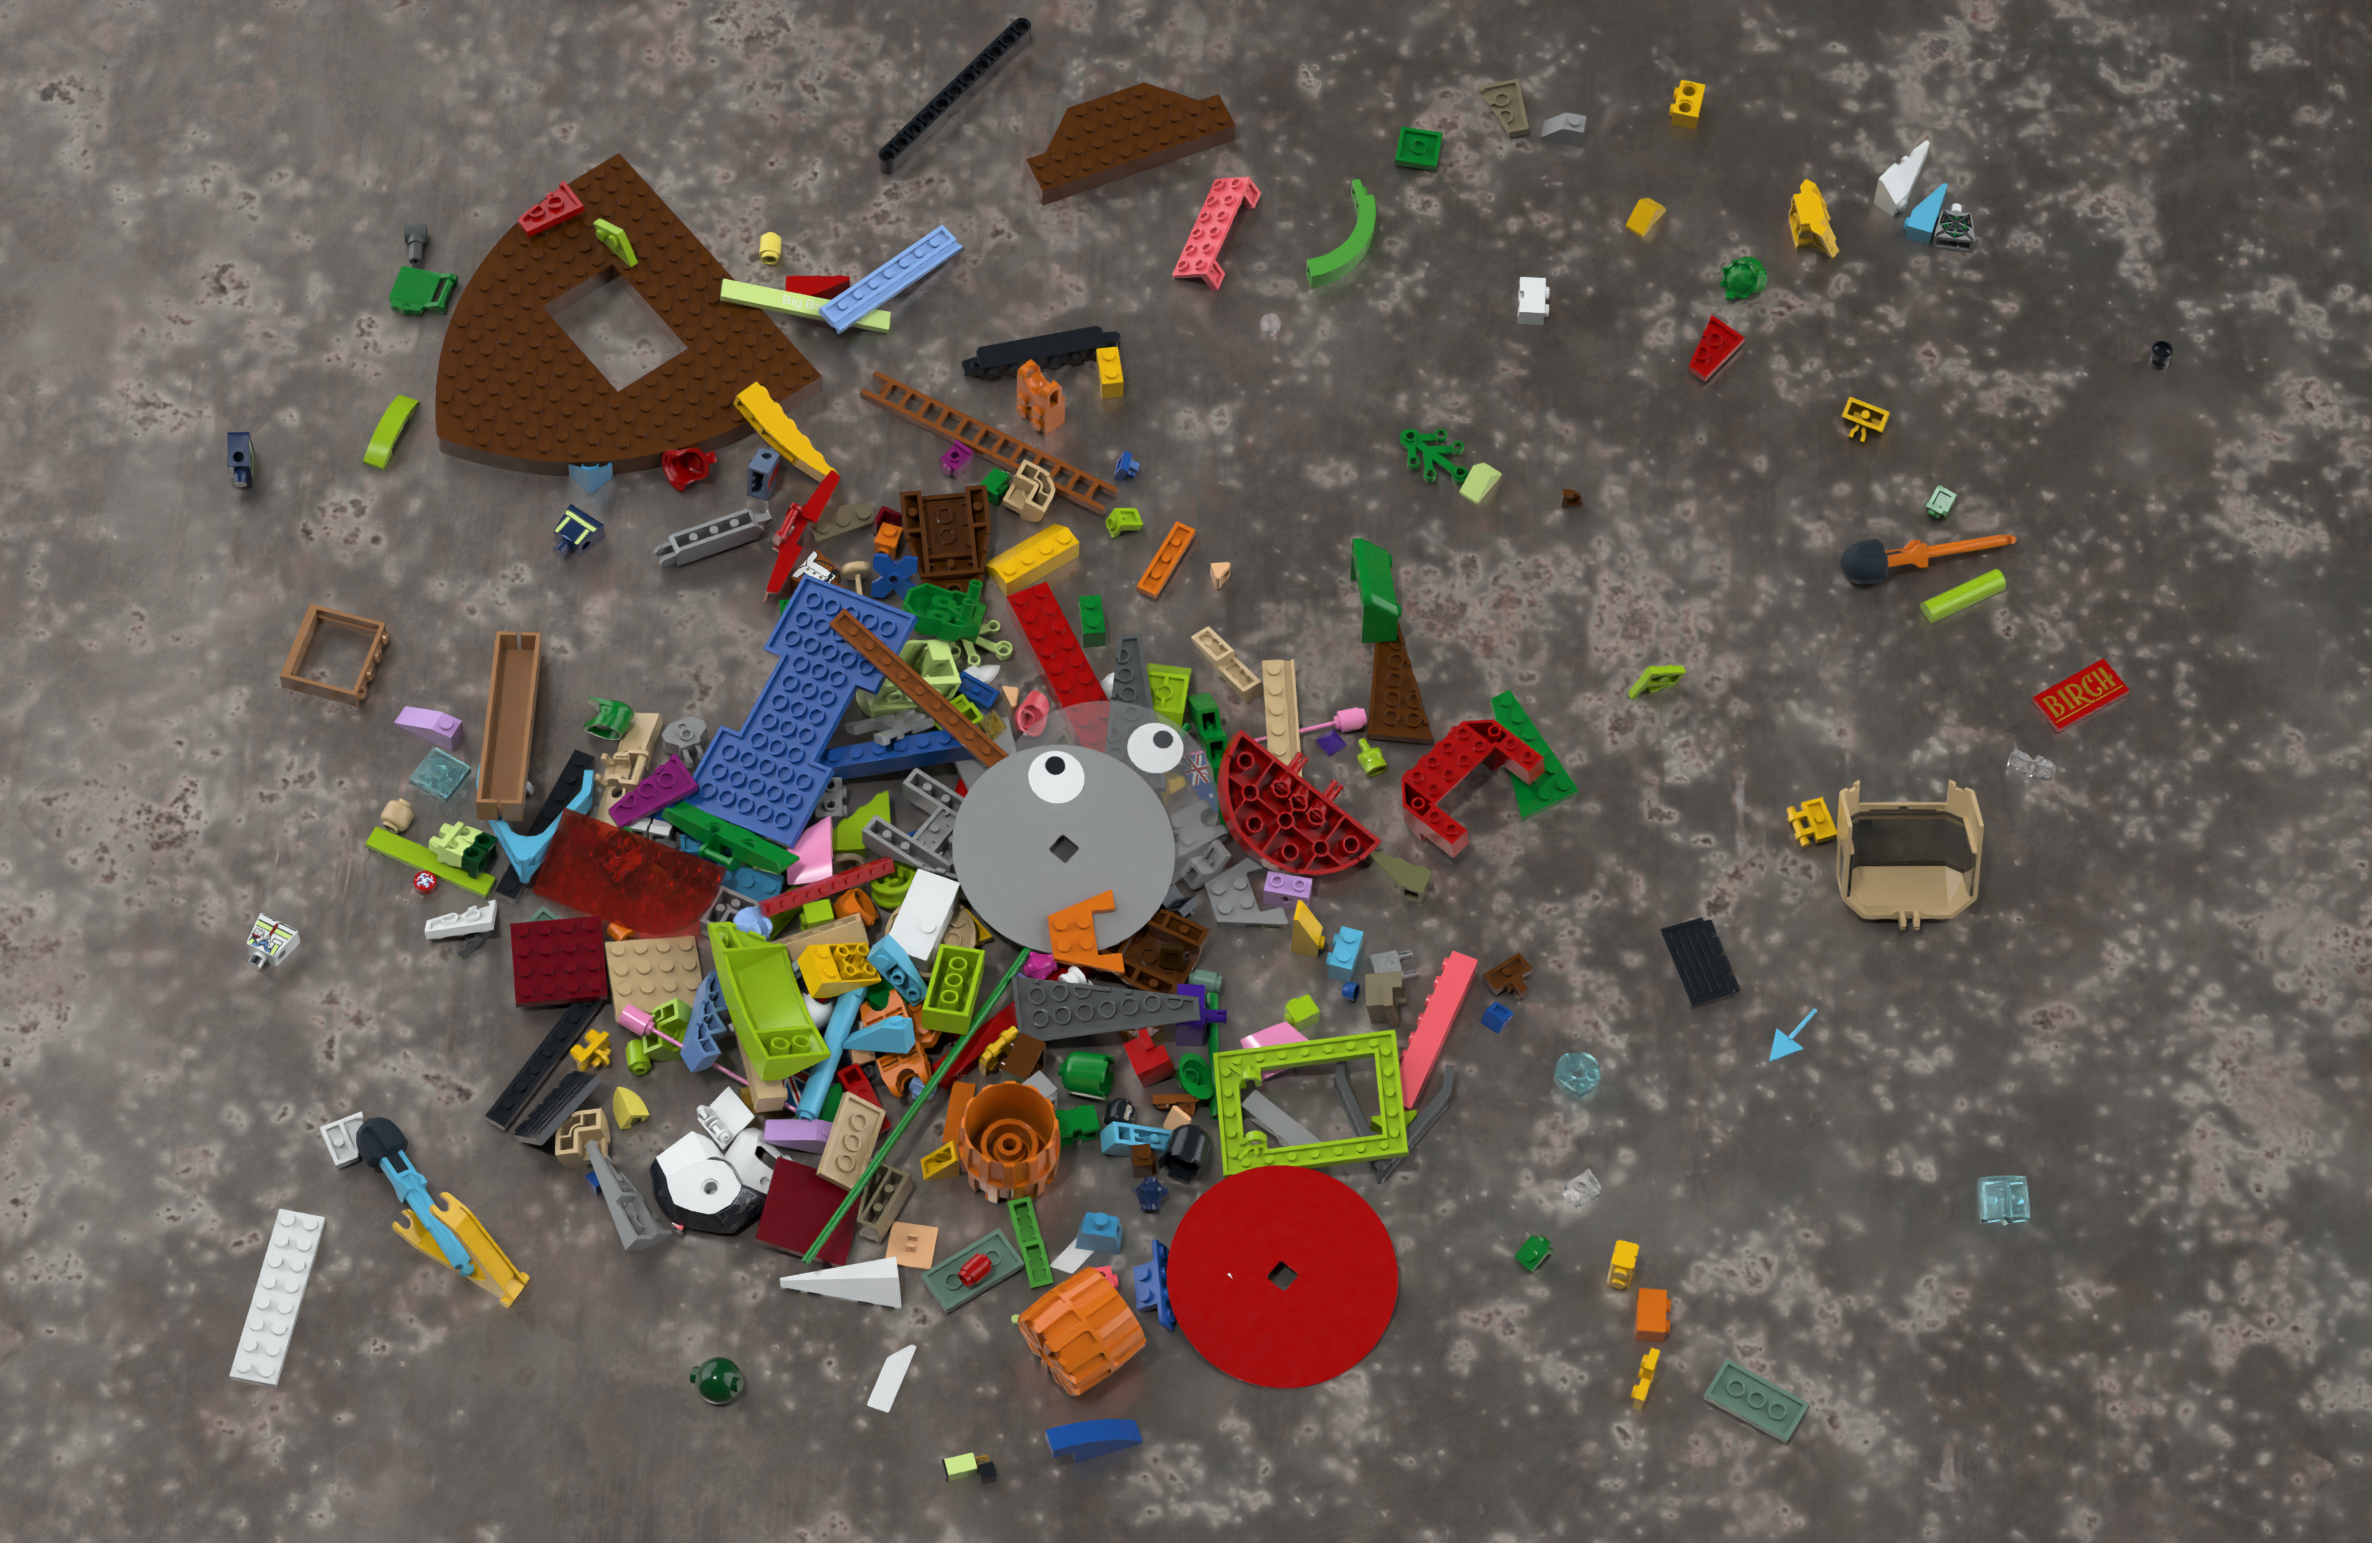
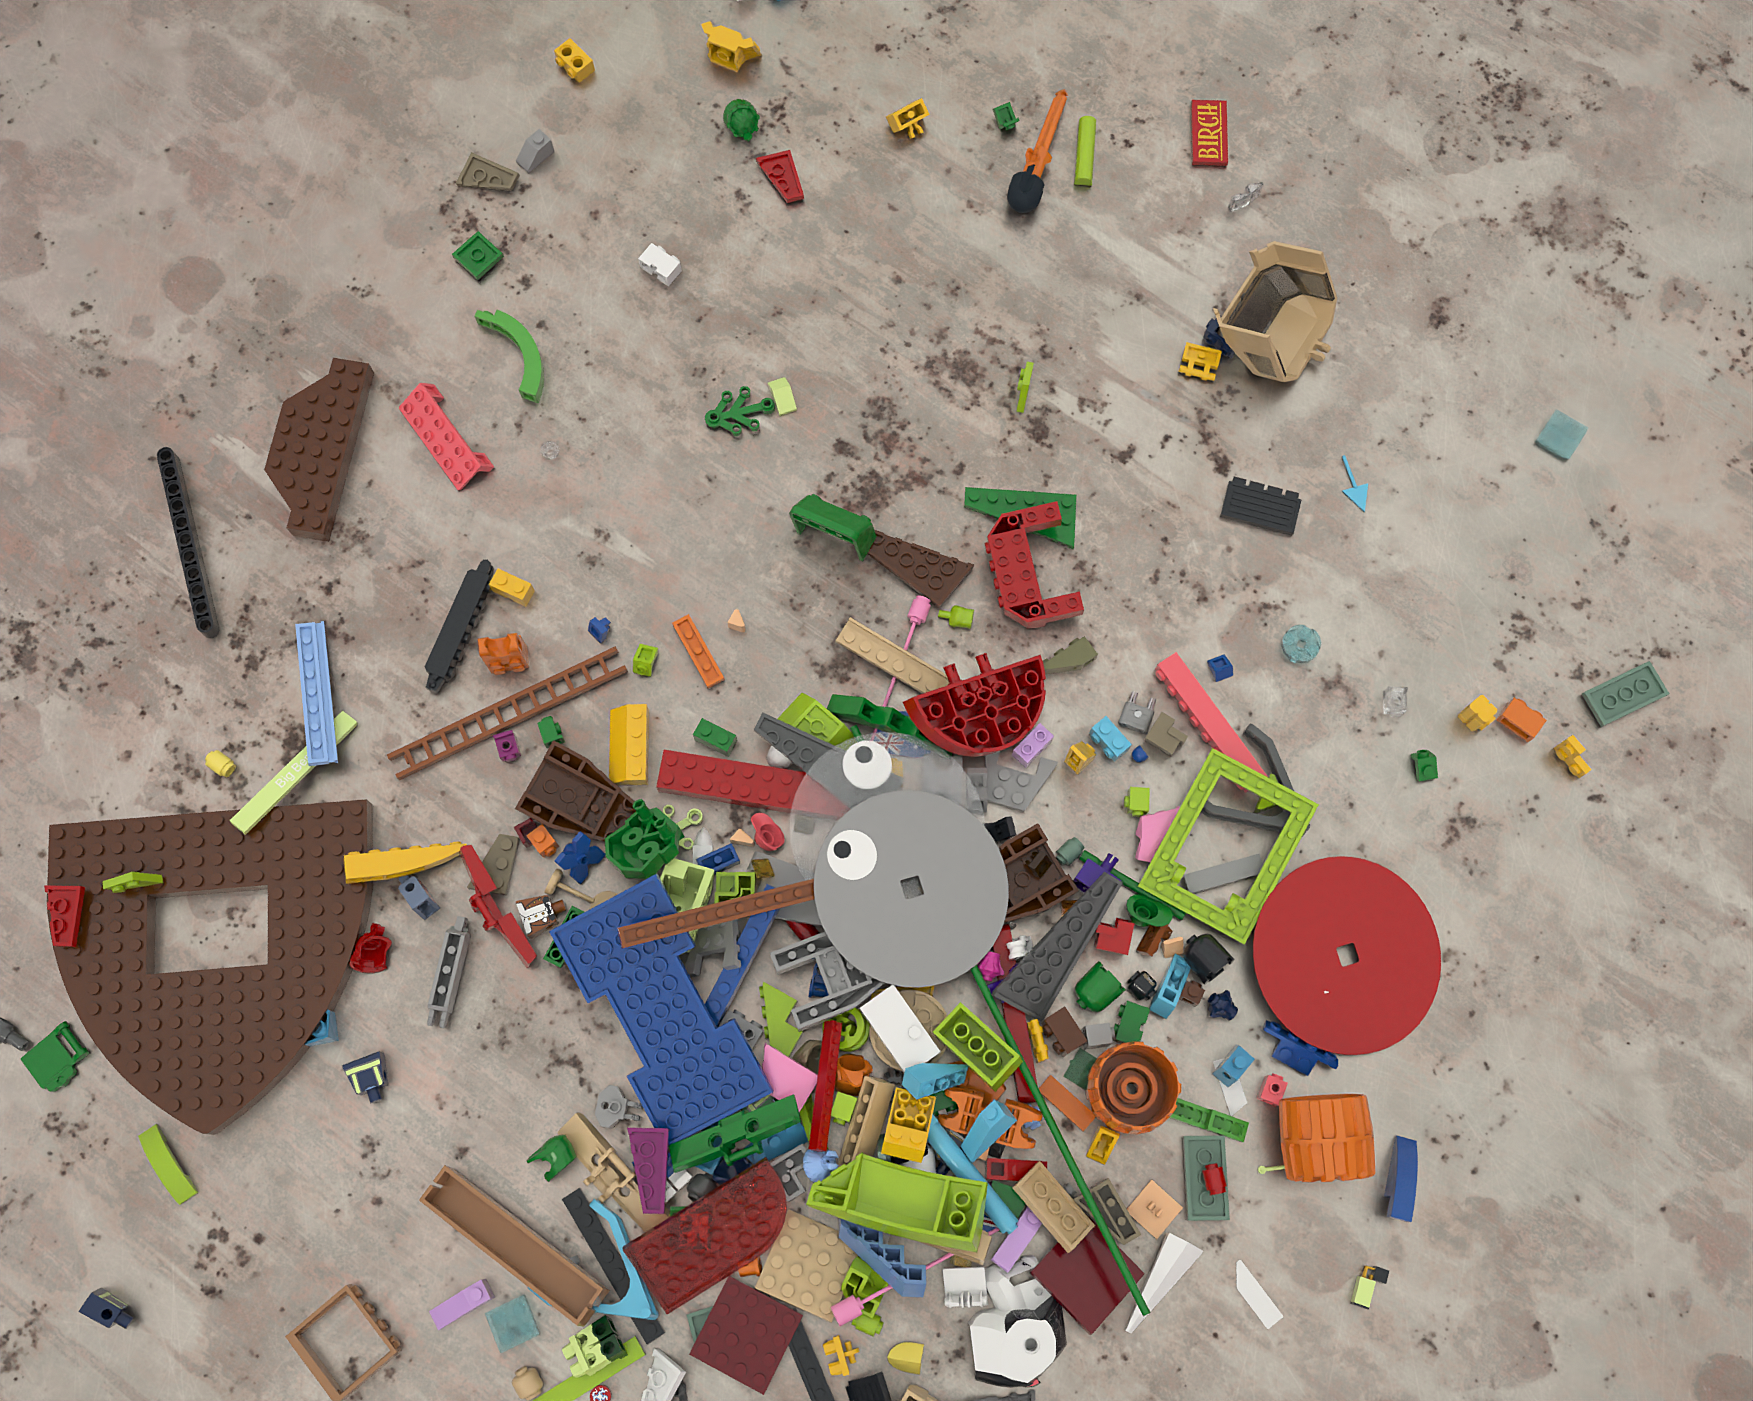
camera: 55 degrees left, 15 degrees up
(818, 286) = (280, 752): red slope -> none
(1030, 492) = (576, 711): tan brick -> none
(1074, 935) = (987, 926): orange wing -> none
(1223, 659) = (813, 664): tan slope -> none
(1331, 743) = (925, 635): dark purple slope -> none
(1509, 976) = (1196, 638): reddish brown hinge -> none
(1571, 498) = (838, 346): reddish brown tile -> none
(1644, 216) = (643, 148): yellow slope -> none

